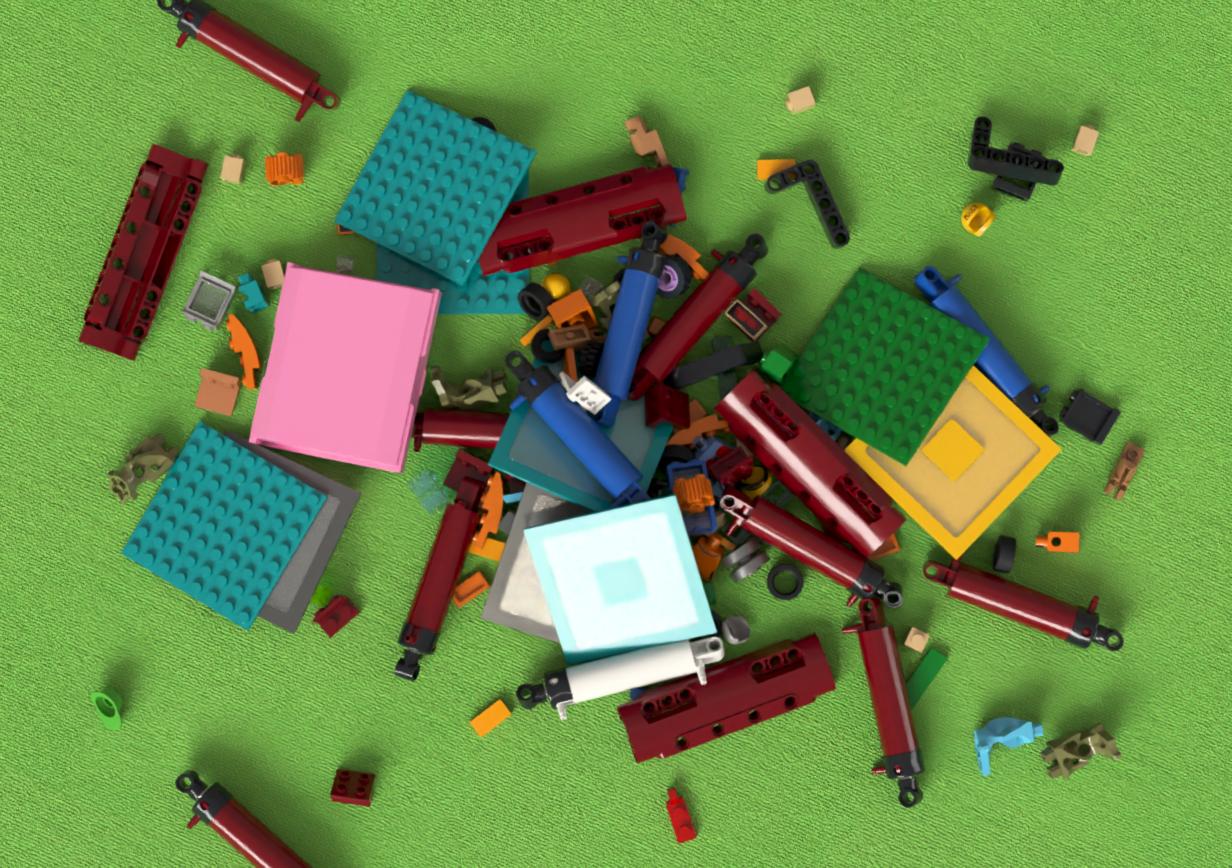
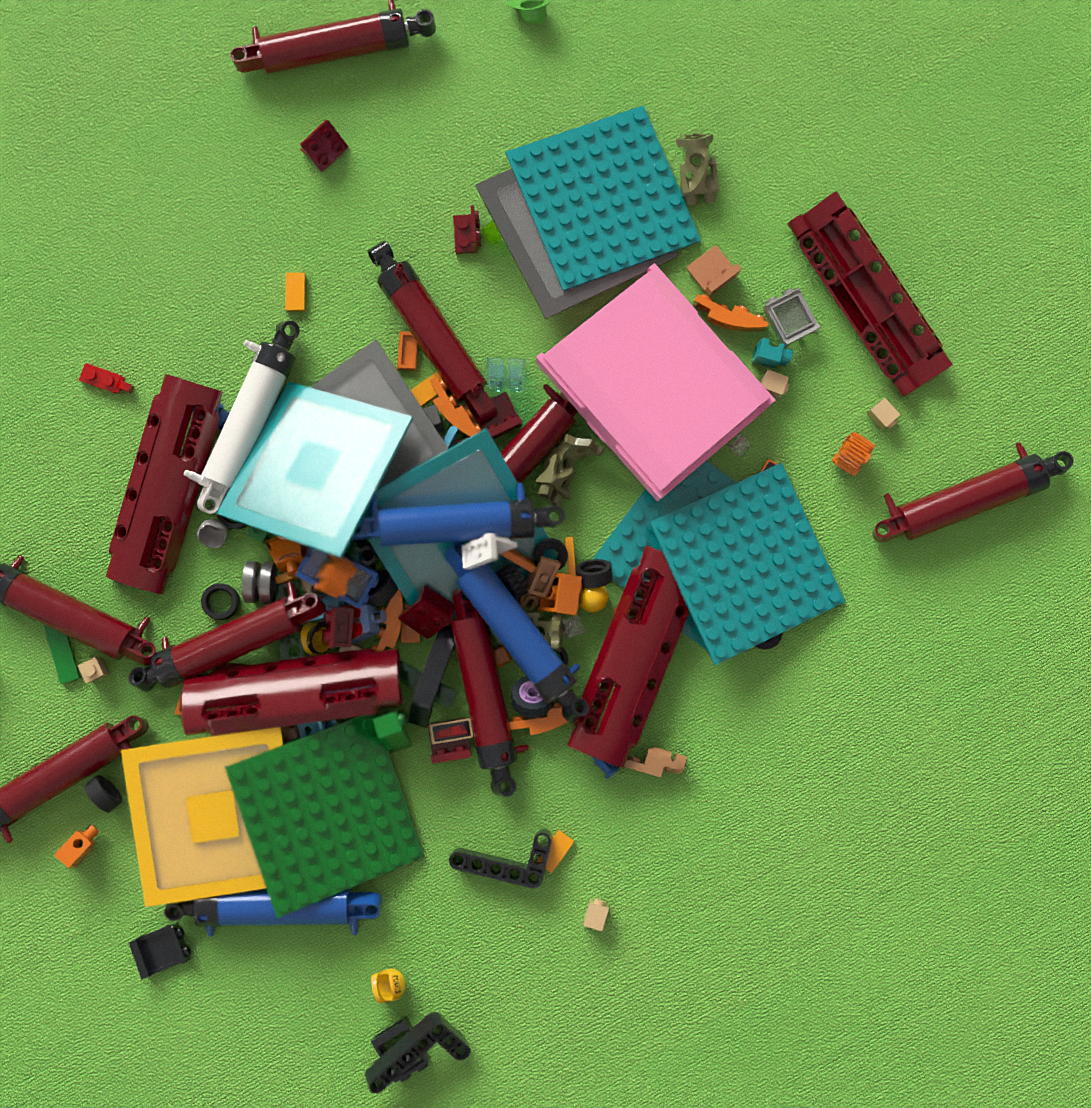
camera: 130 degrees right, 0 degrees up
(1124, 470) = (95, 943): medium nougat plate -> none

